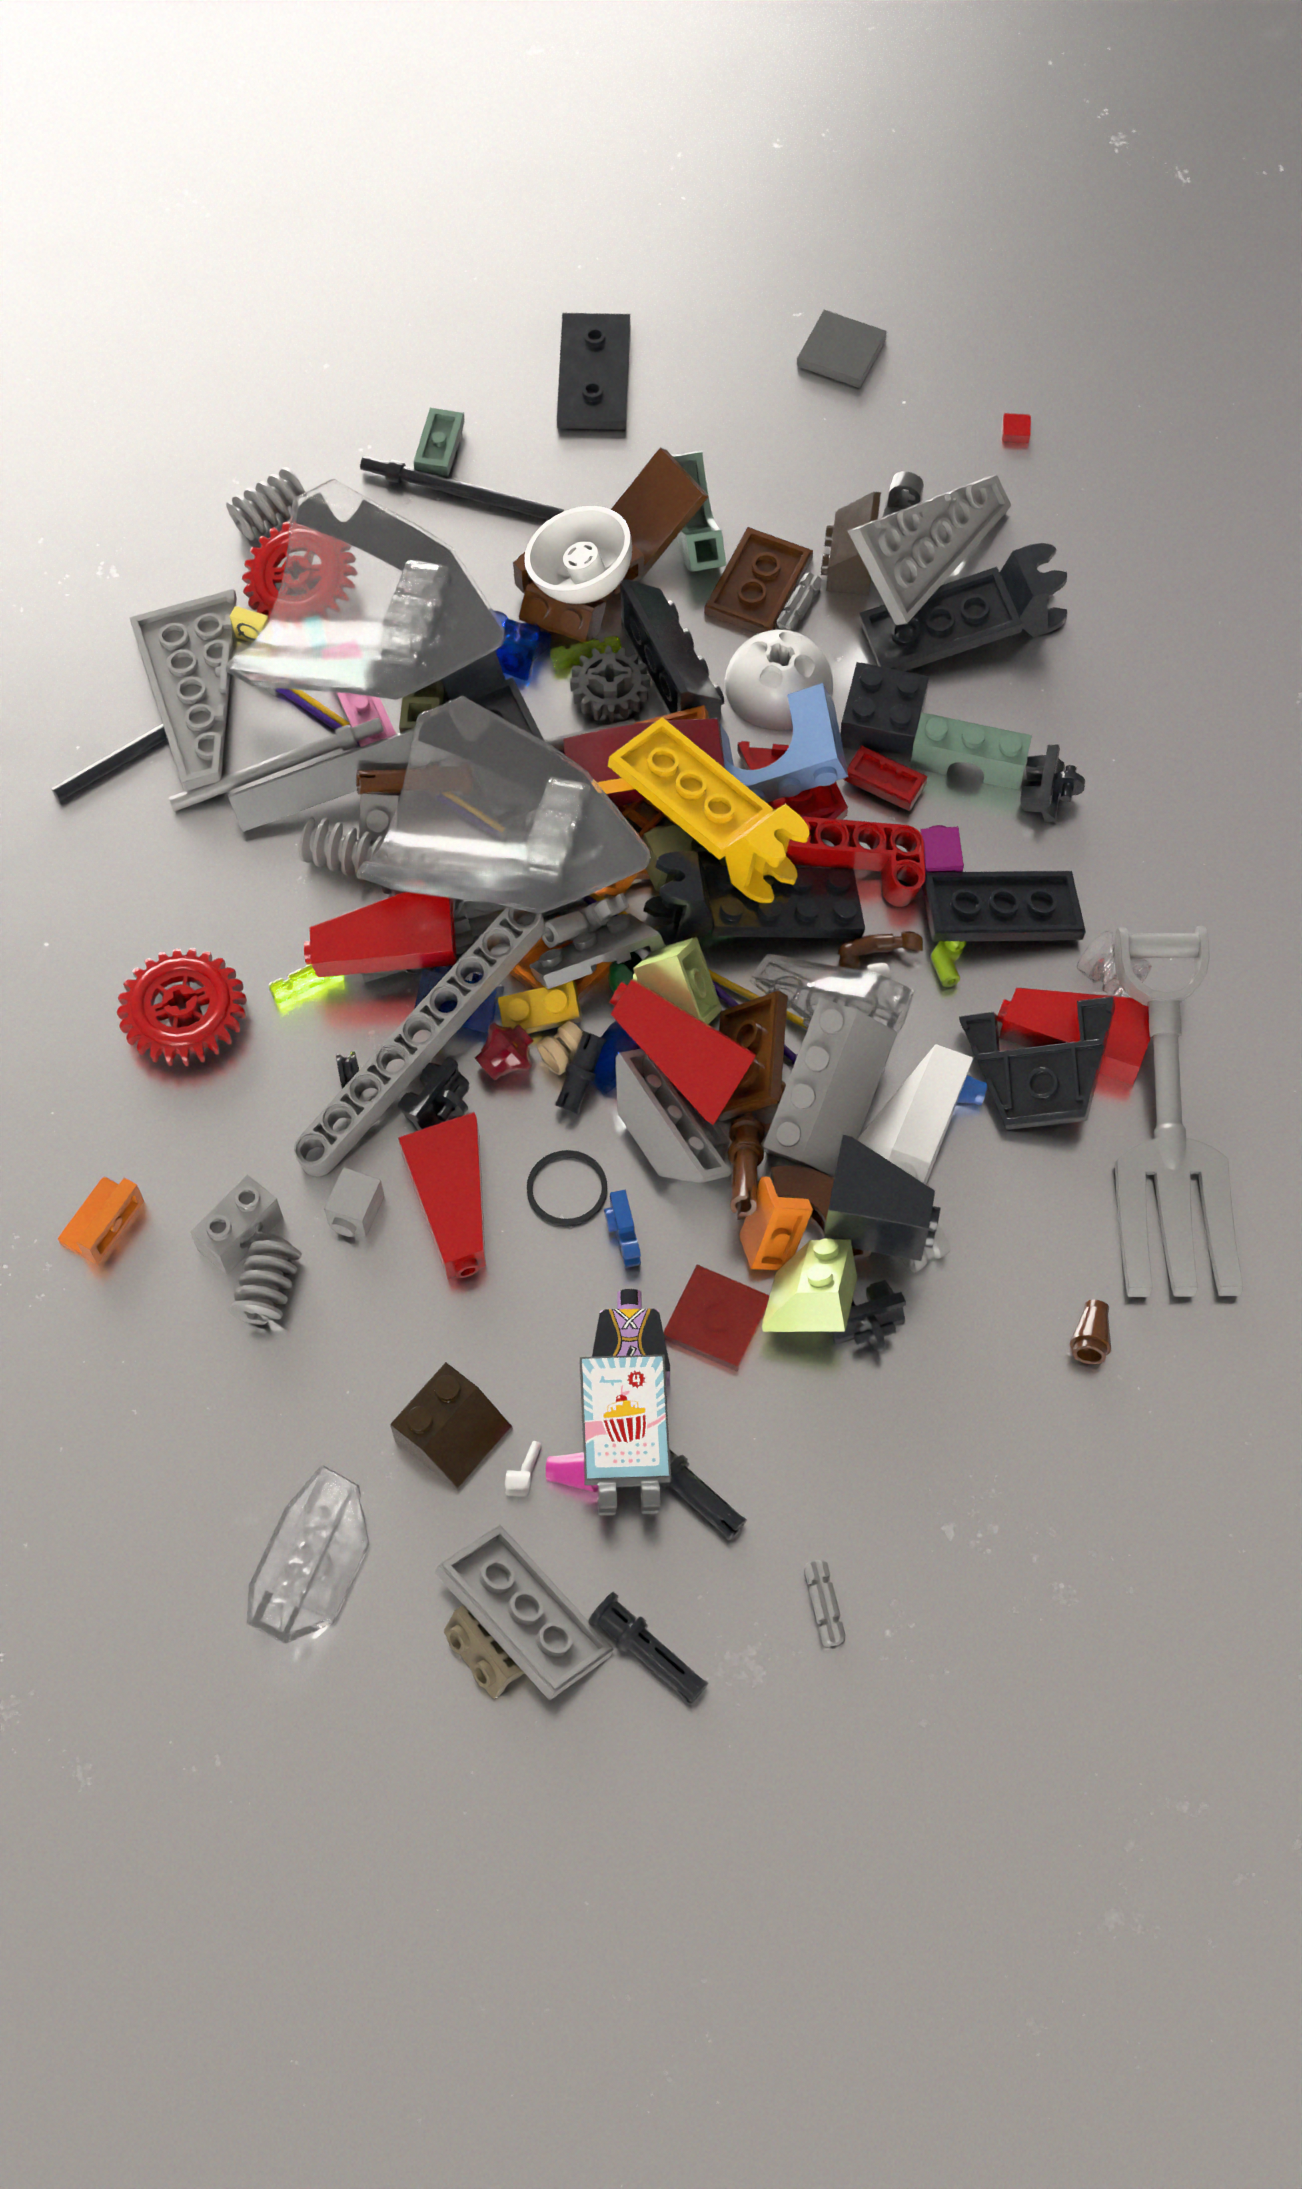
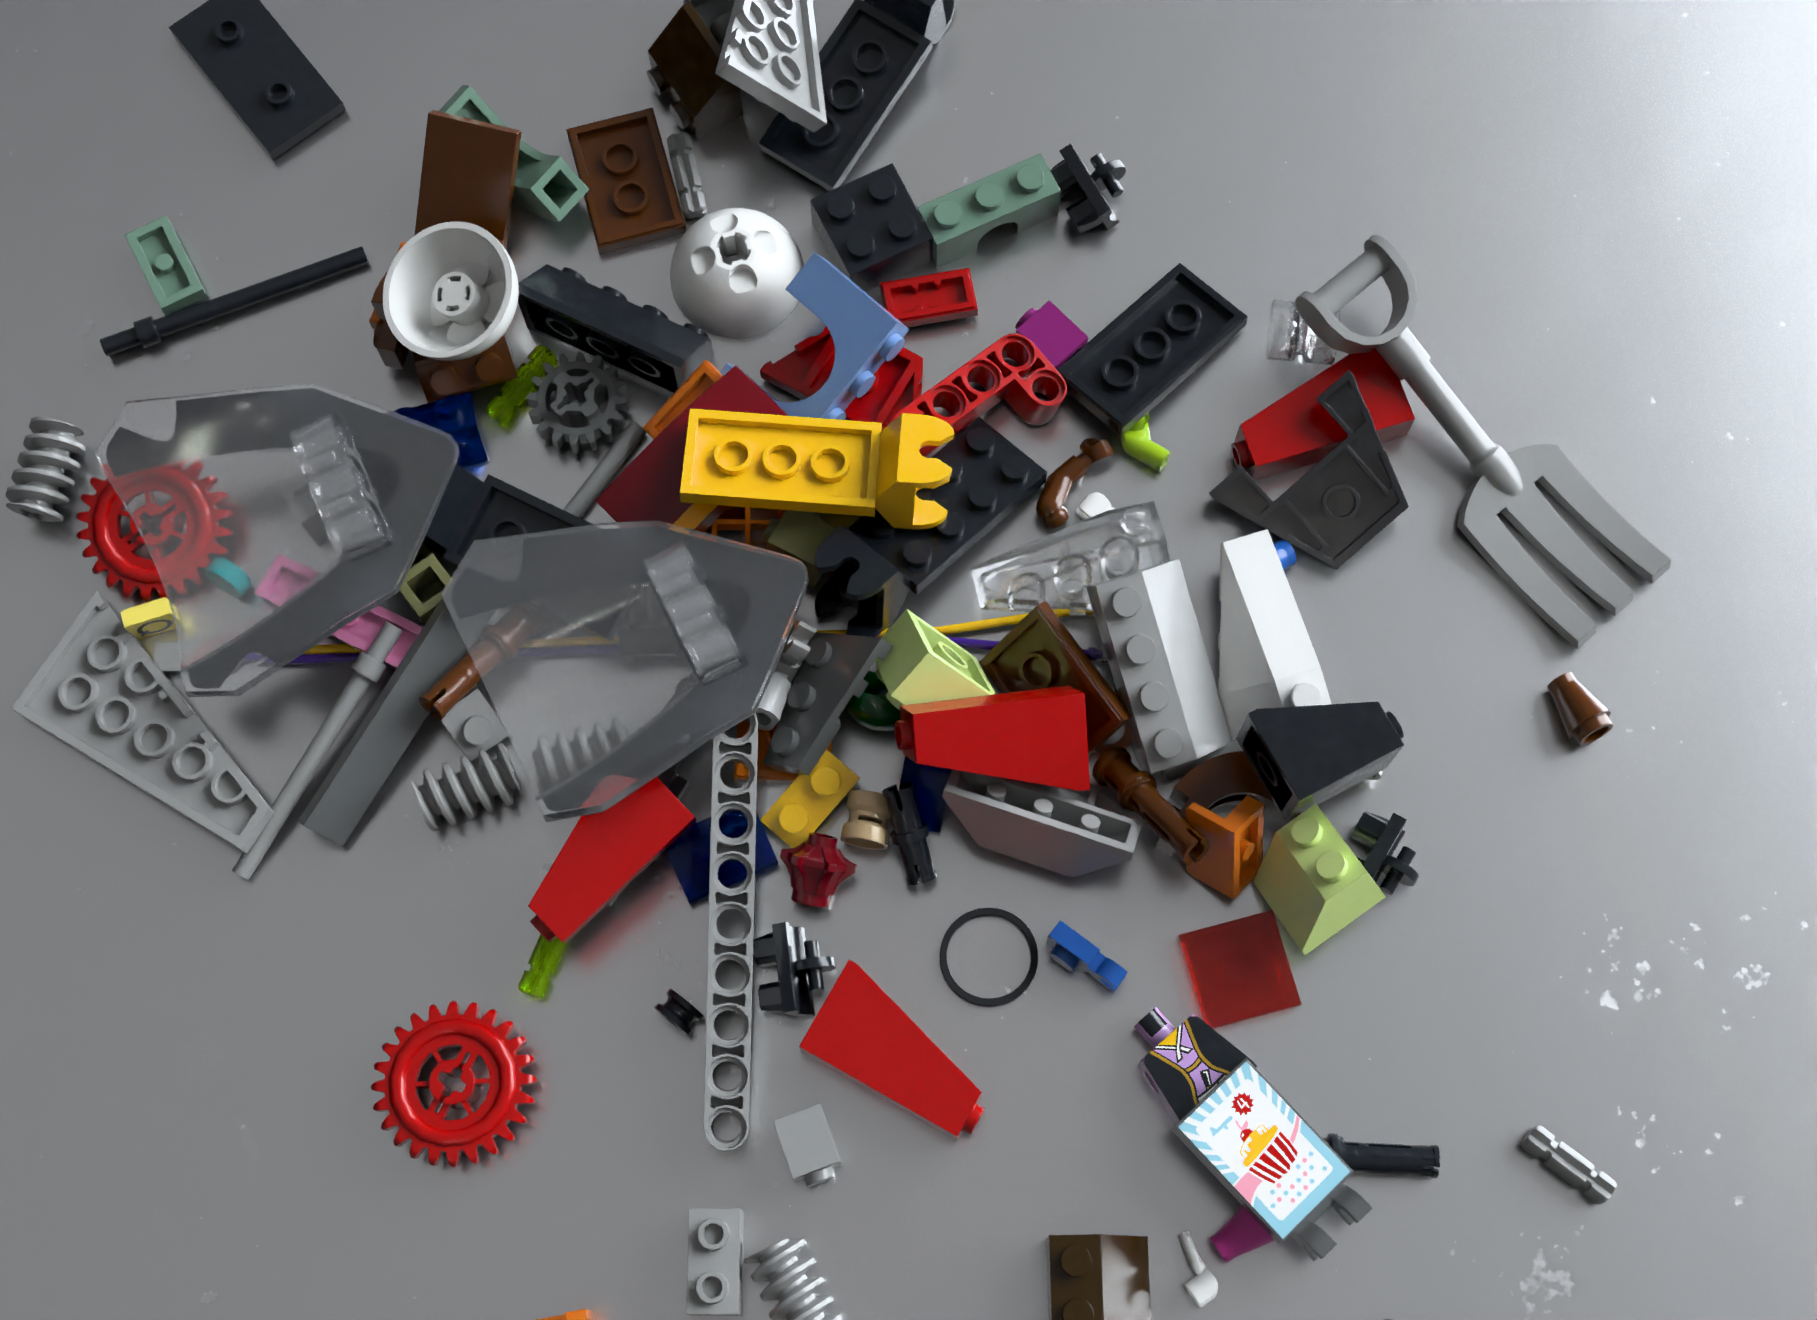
camera: 40 degrees left, 10 degrees up
(109, 763) = (132, 881): black bar -> none

